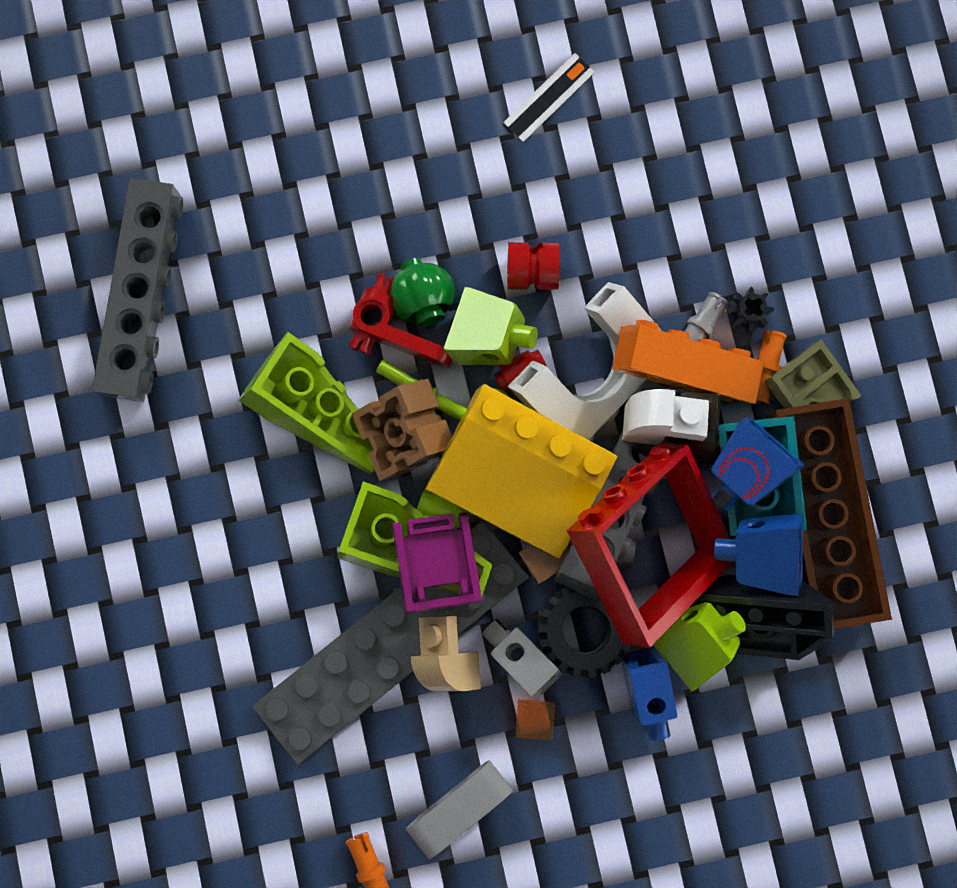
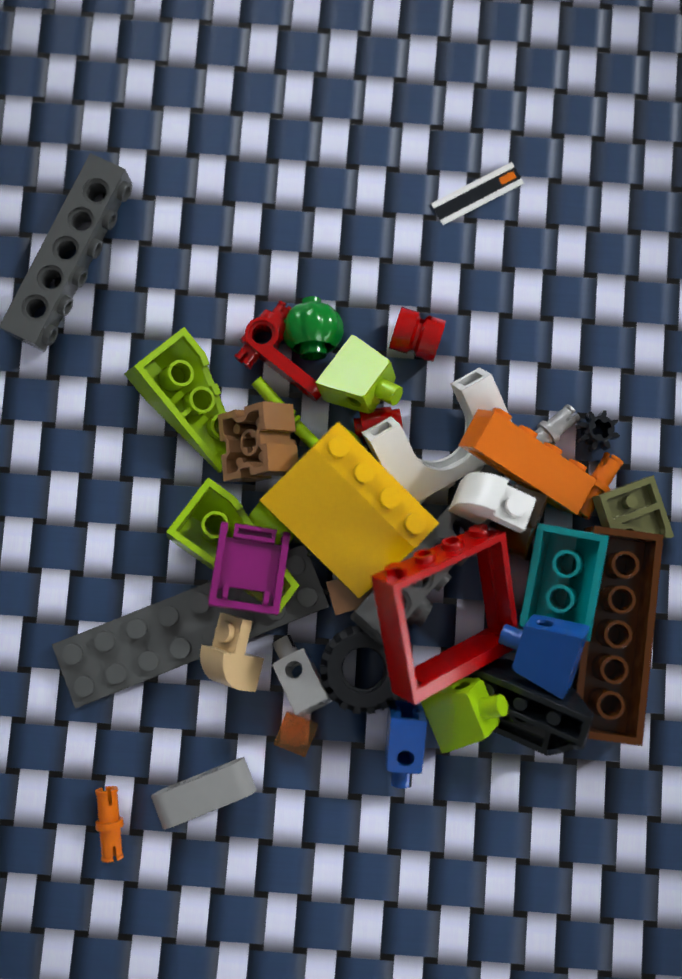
camera: 20 degrees right, 0 degrees up
(751, 465) = (557, 569): blue torso -> none

